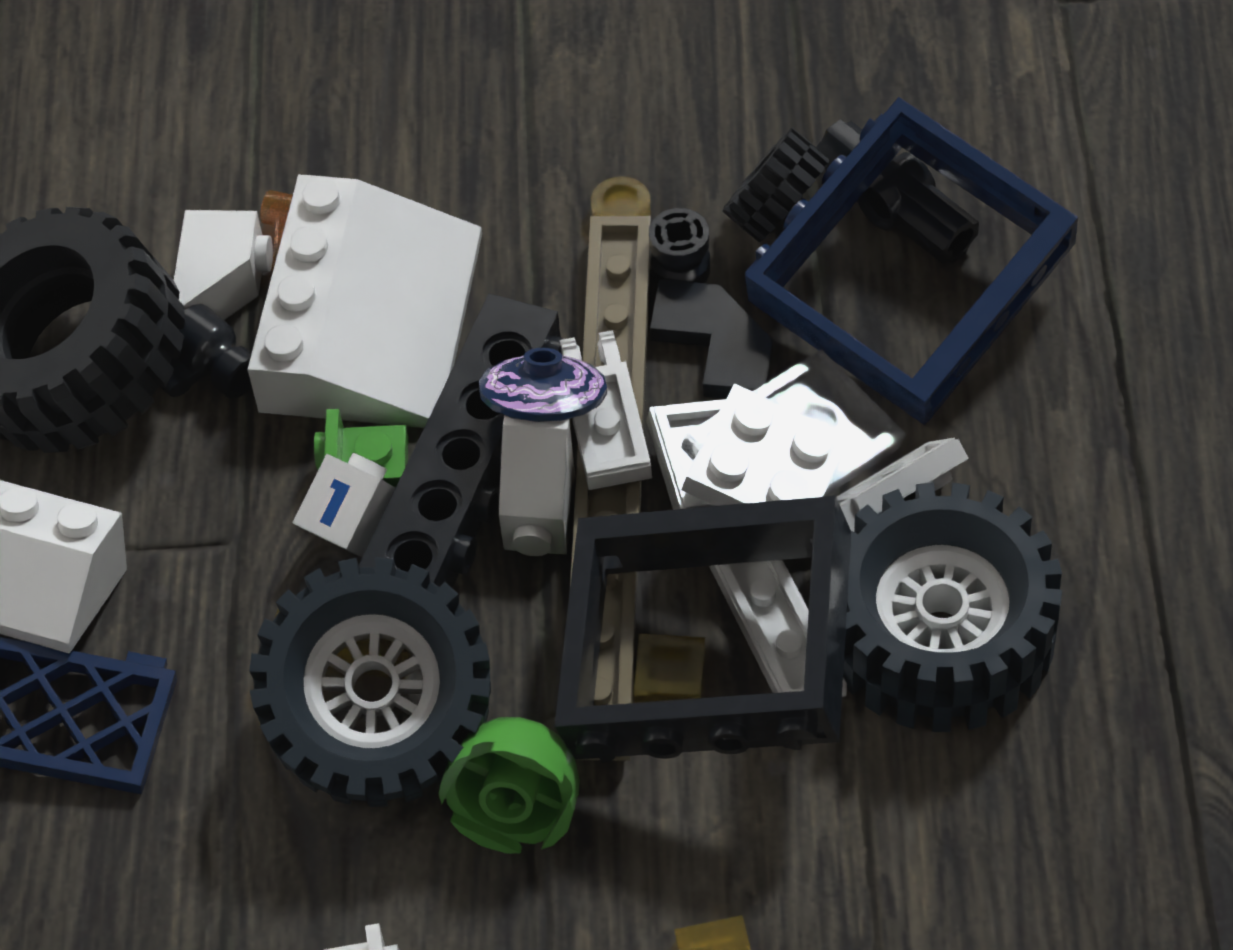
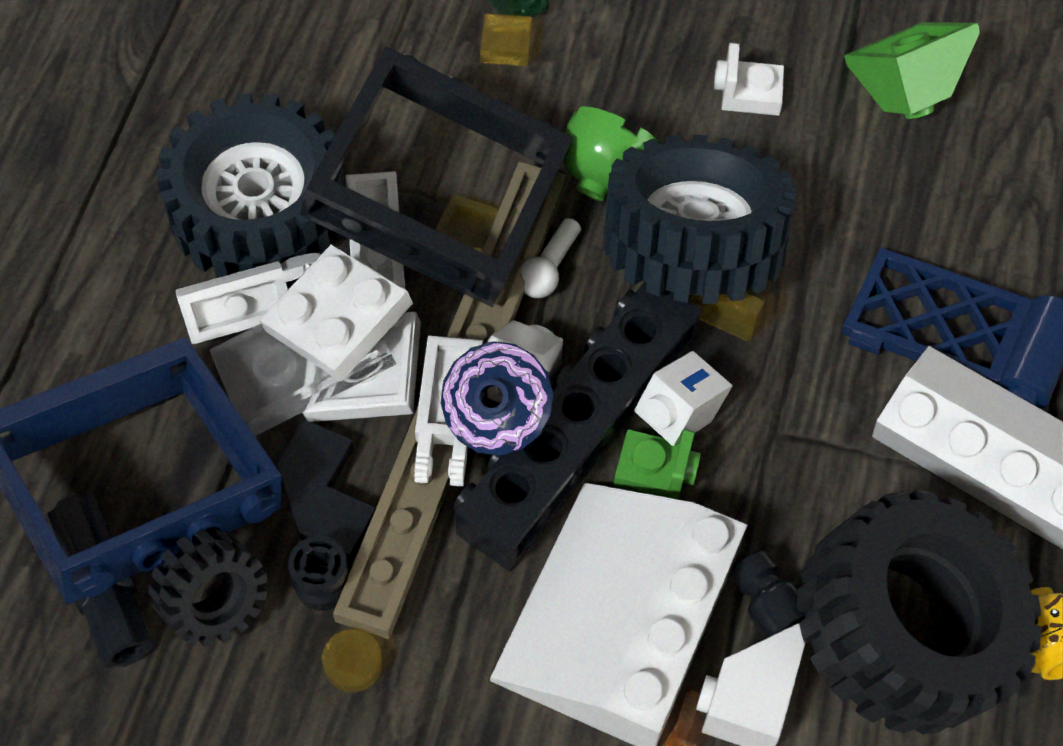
camera: 170 degrees left, 5 degrees up
(550, 626) = (541, 272): none -> white bar

